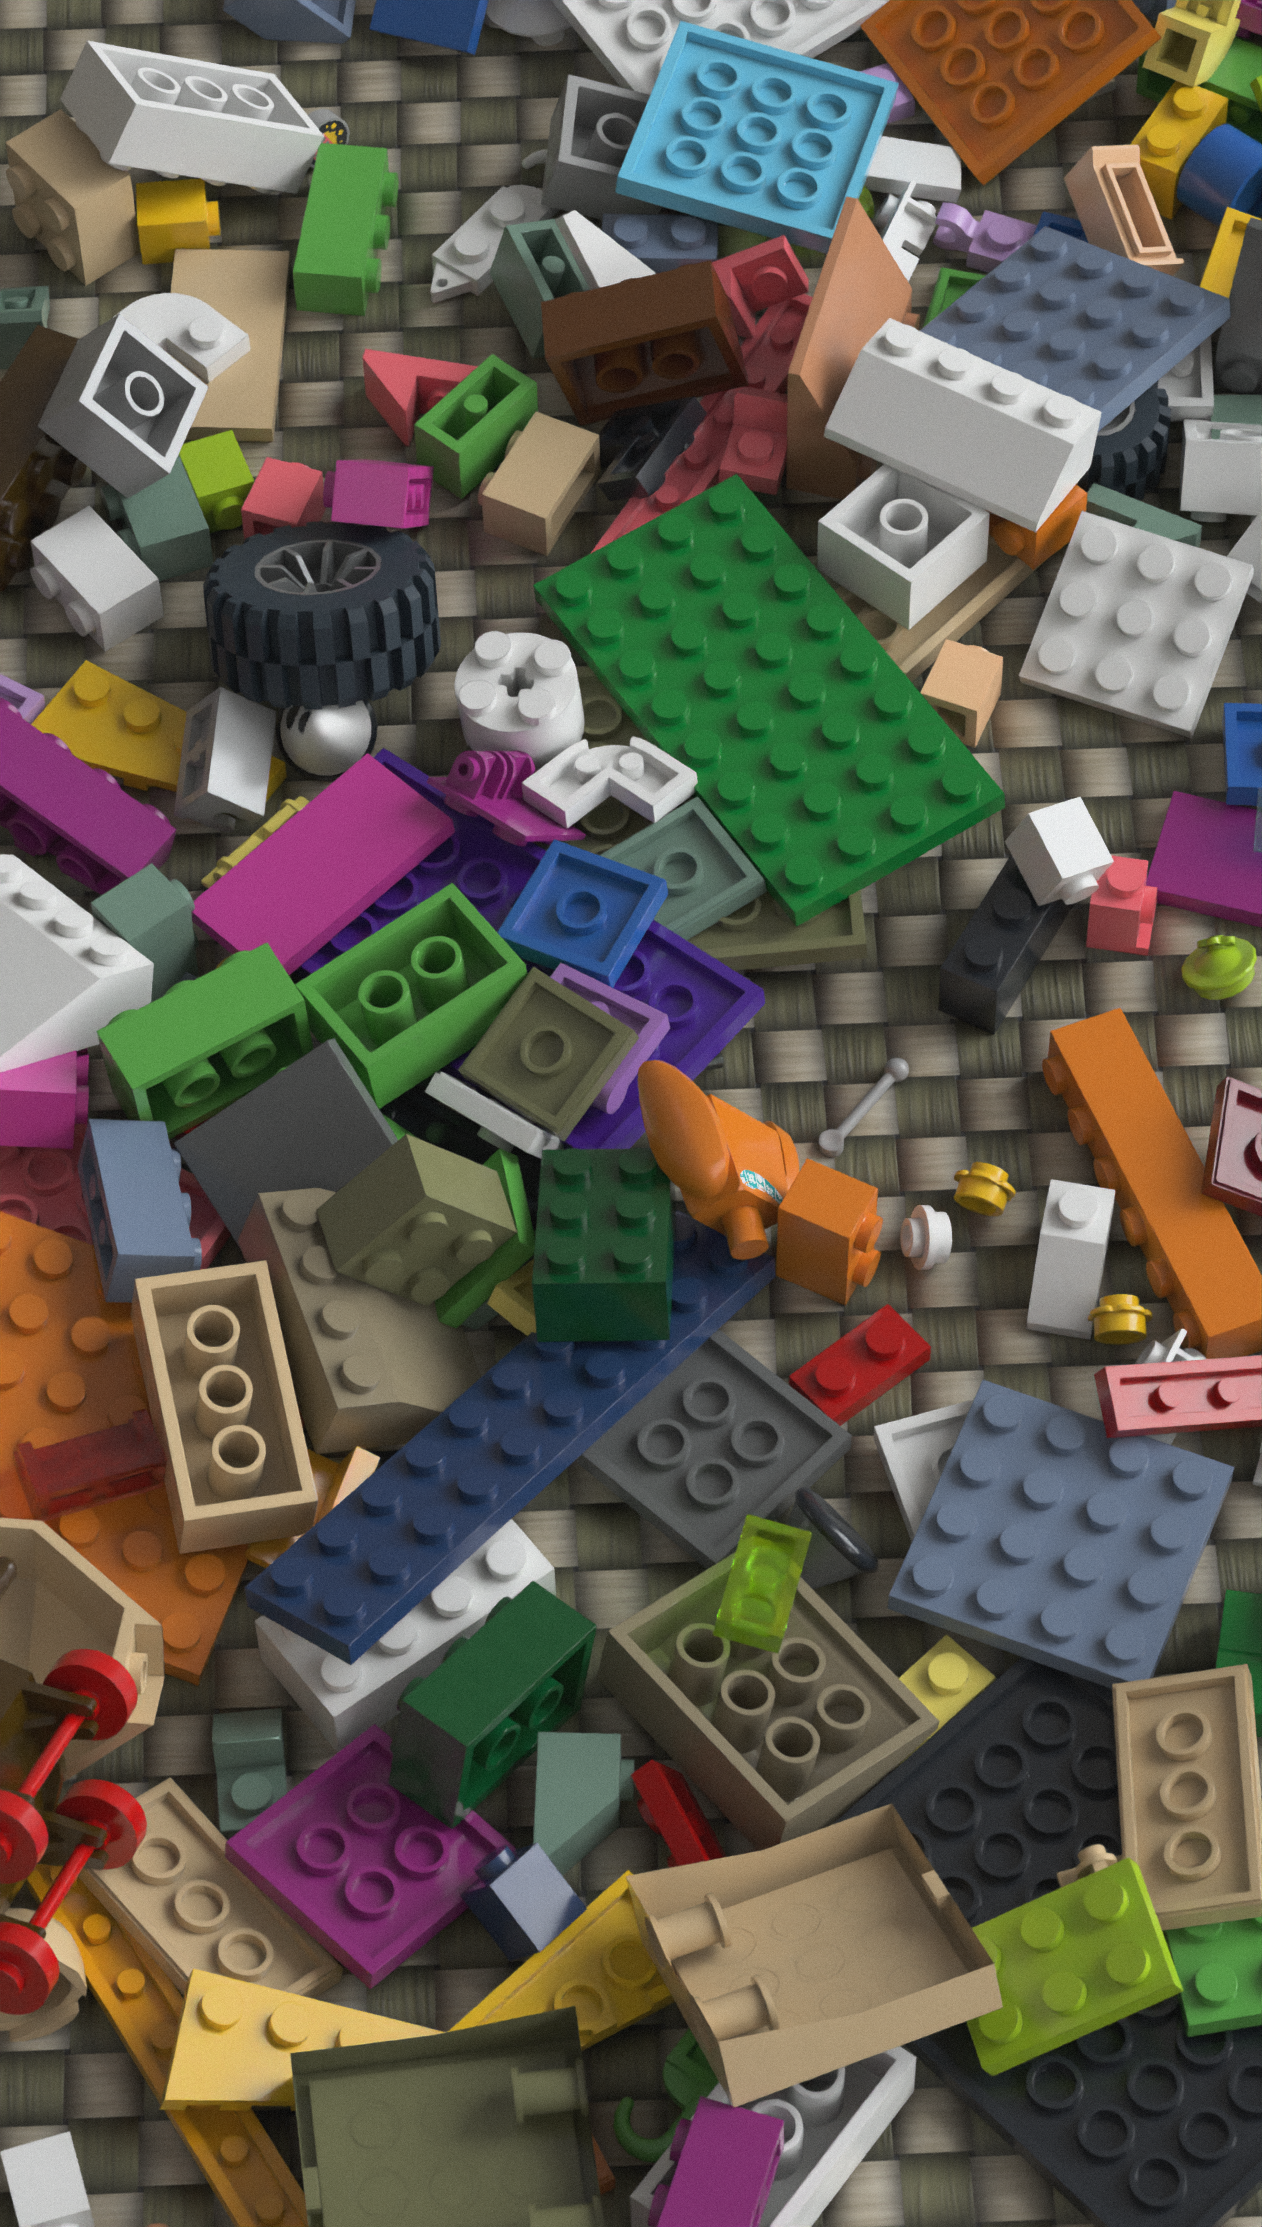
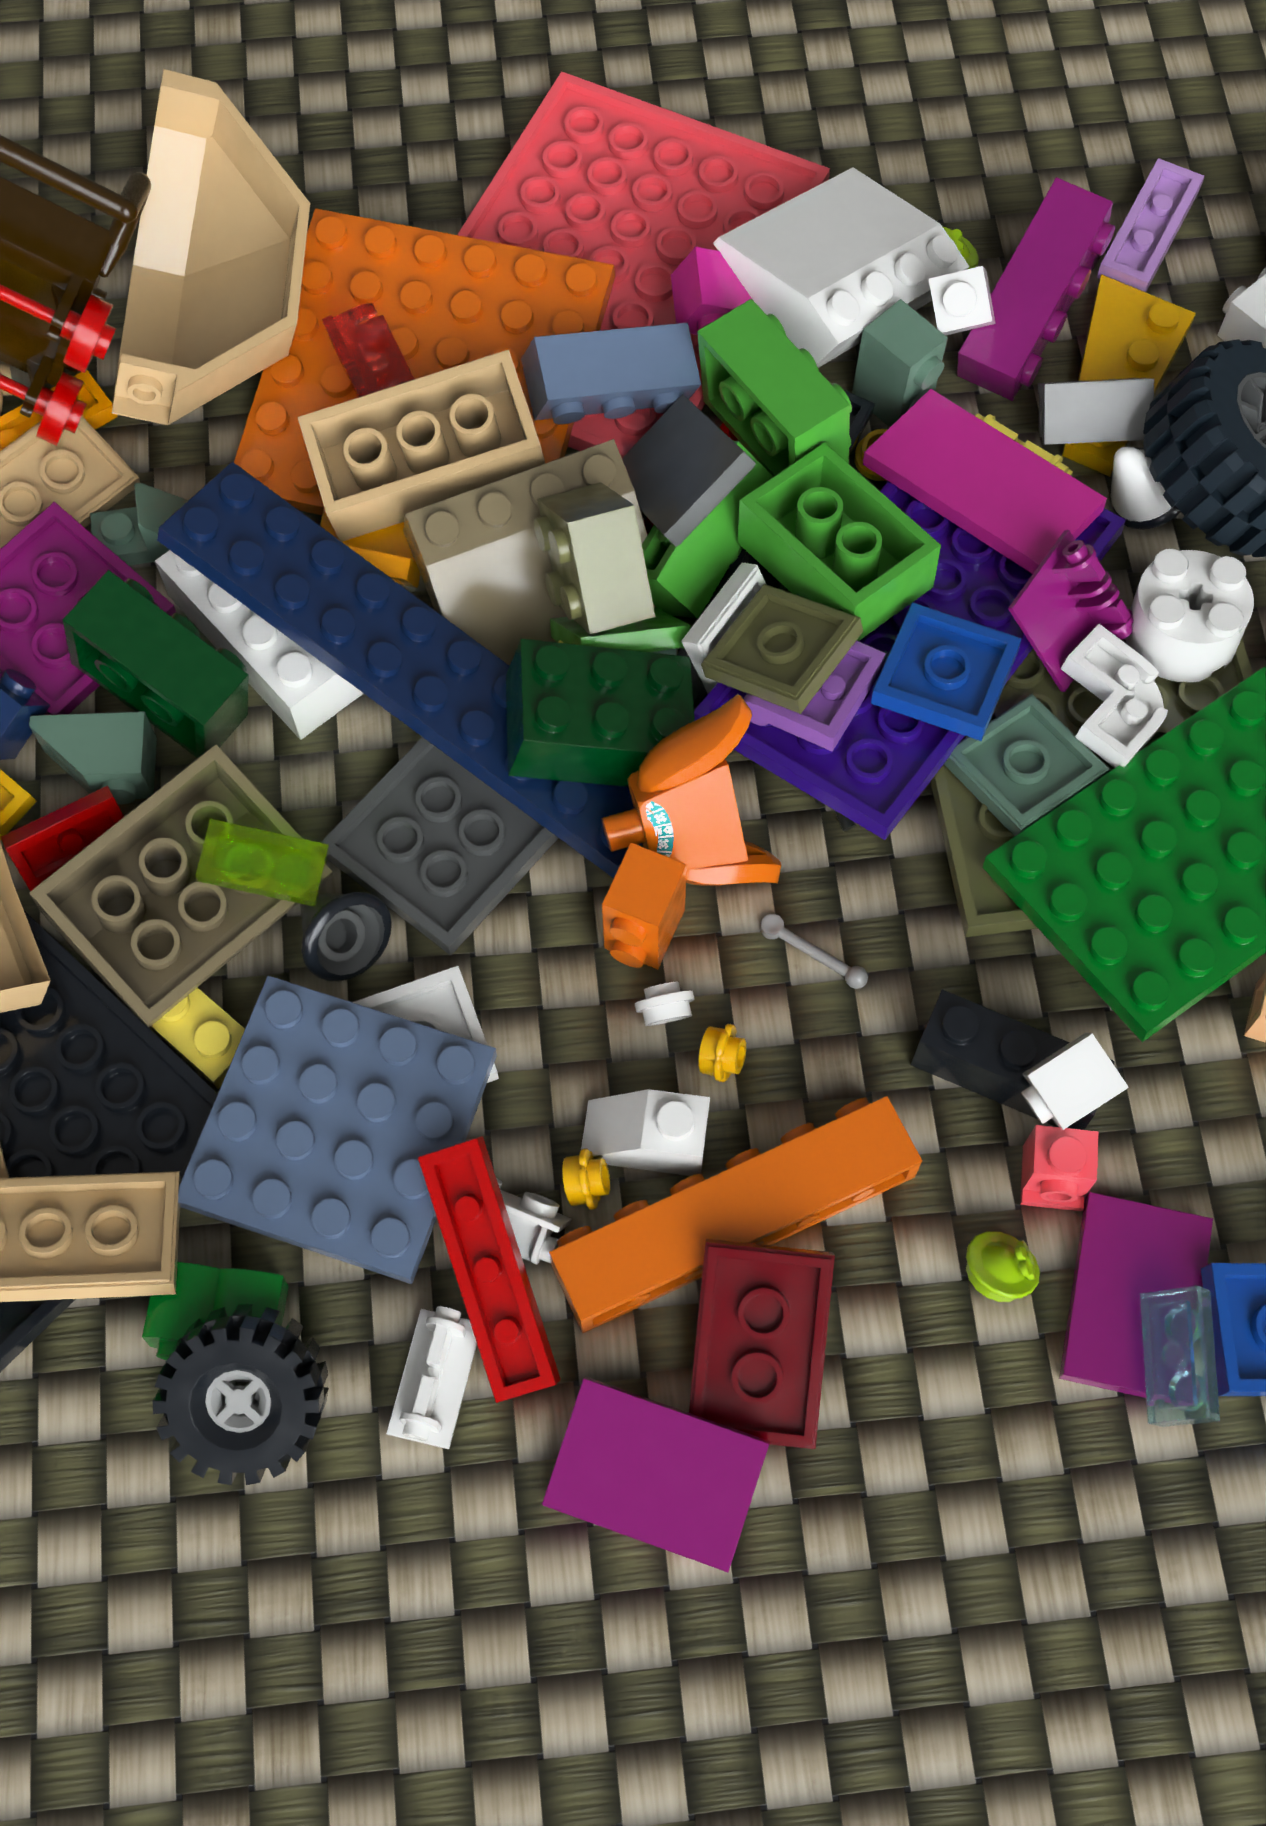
camera: 85 degrees right, 10 degrees up
(95, 847) = (962, 300): none -> white brick
(861, 1365) = (533, 959): red plate -> none

